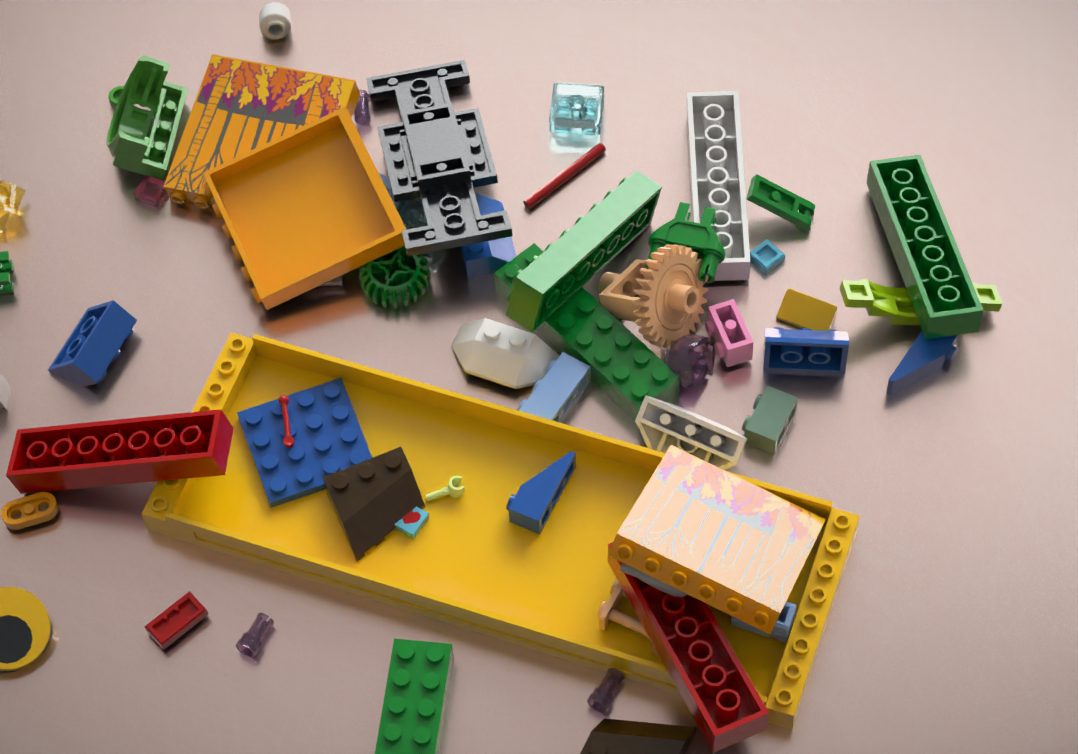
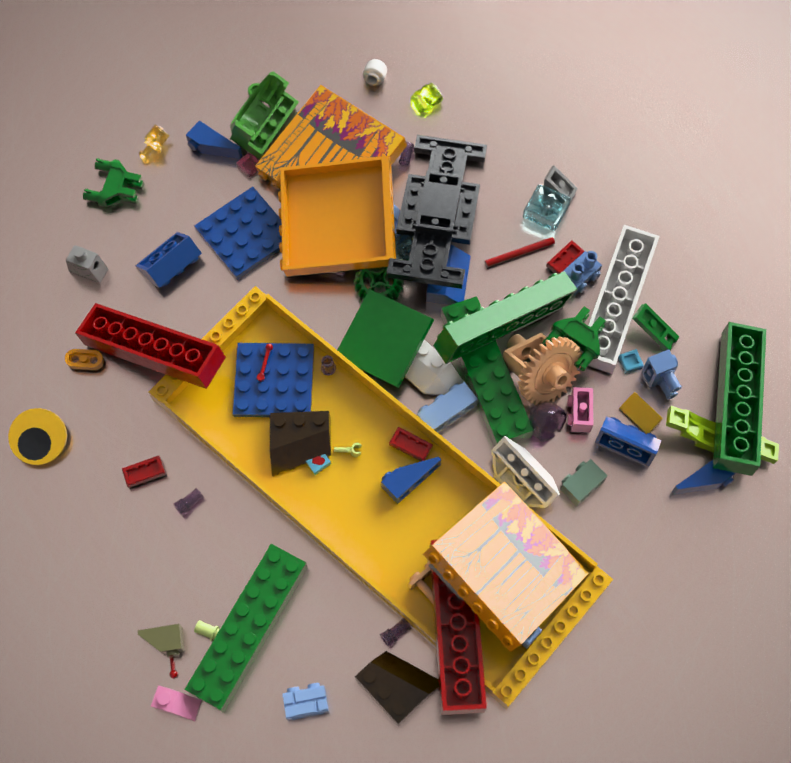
camera: 20 degrees right, 10 degrees up
(87, 179) = (211, 142): none -> blue slope
(181, 278) = (242, 232): none -> blue plate
(362, 24) = (430, 95): none -> clear neon green piece
(373, 398) = (328, 366): none -> pin
(436, 333) = (385, 337): none -> green tile
(525, 453) = (410, 444): none -> red plate
(579, 72) = (559, 182): none -> light grey slope
(628, 160) = (565, 257): none -> red plate
(661, 164) = (584, 270): none -> medium blue brick
(810, 252) = (660, 371): none -> medium blue brick

